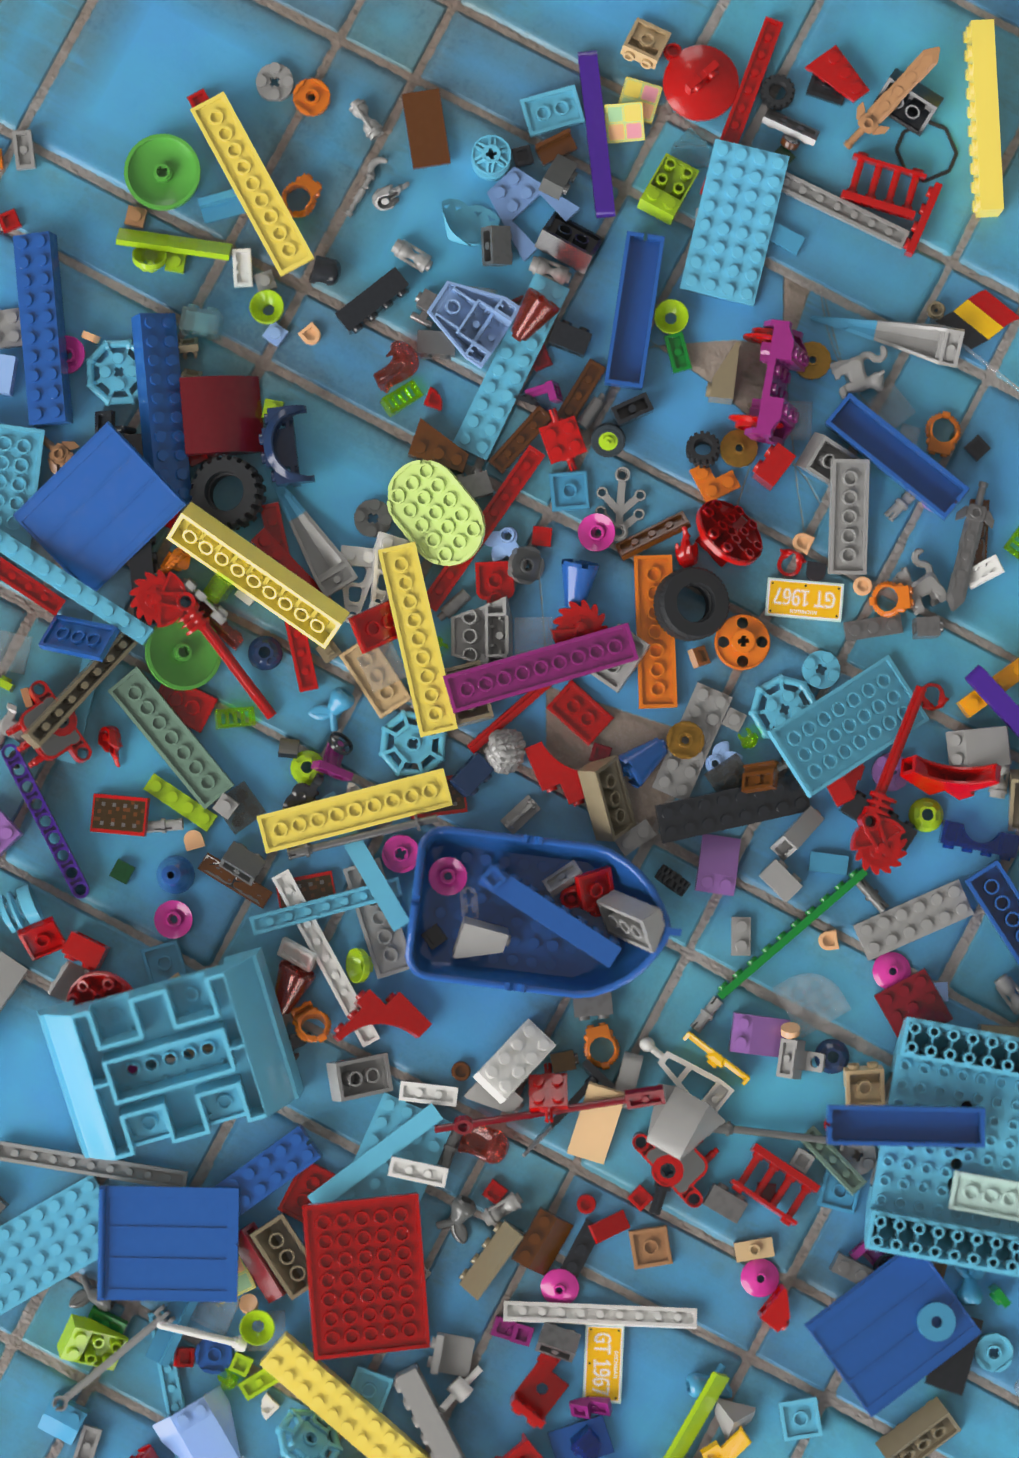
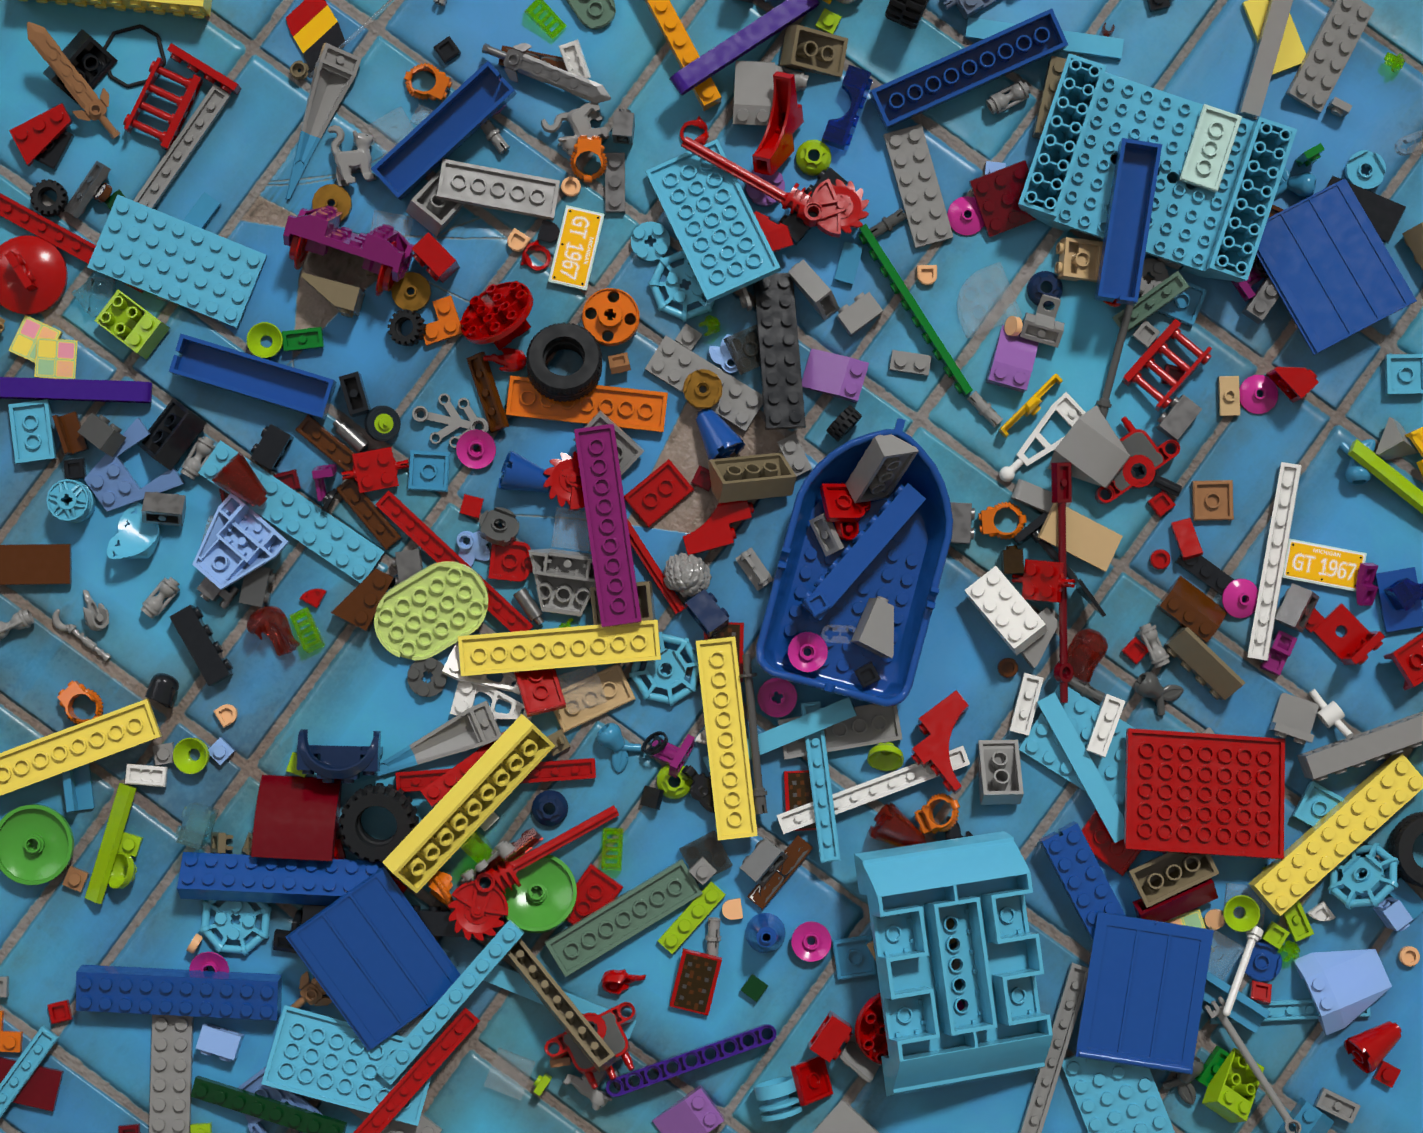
camera: 85 degrees left, 0 degrees up
(79, 637) = (506, 998): blue plate -> none
(297, 954) = (865, 818): white plate -> none
(760, 776) = (752, 317): reddish brown plate -> none
(947, 1325) = (1331, 210): dark azure tile -> none

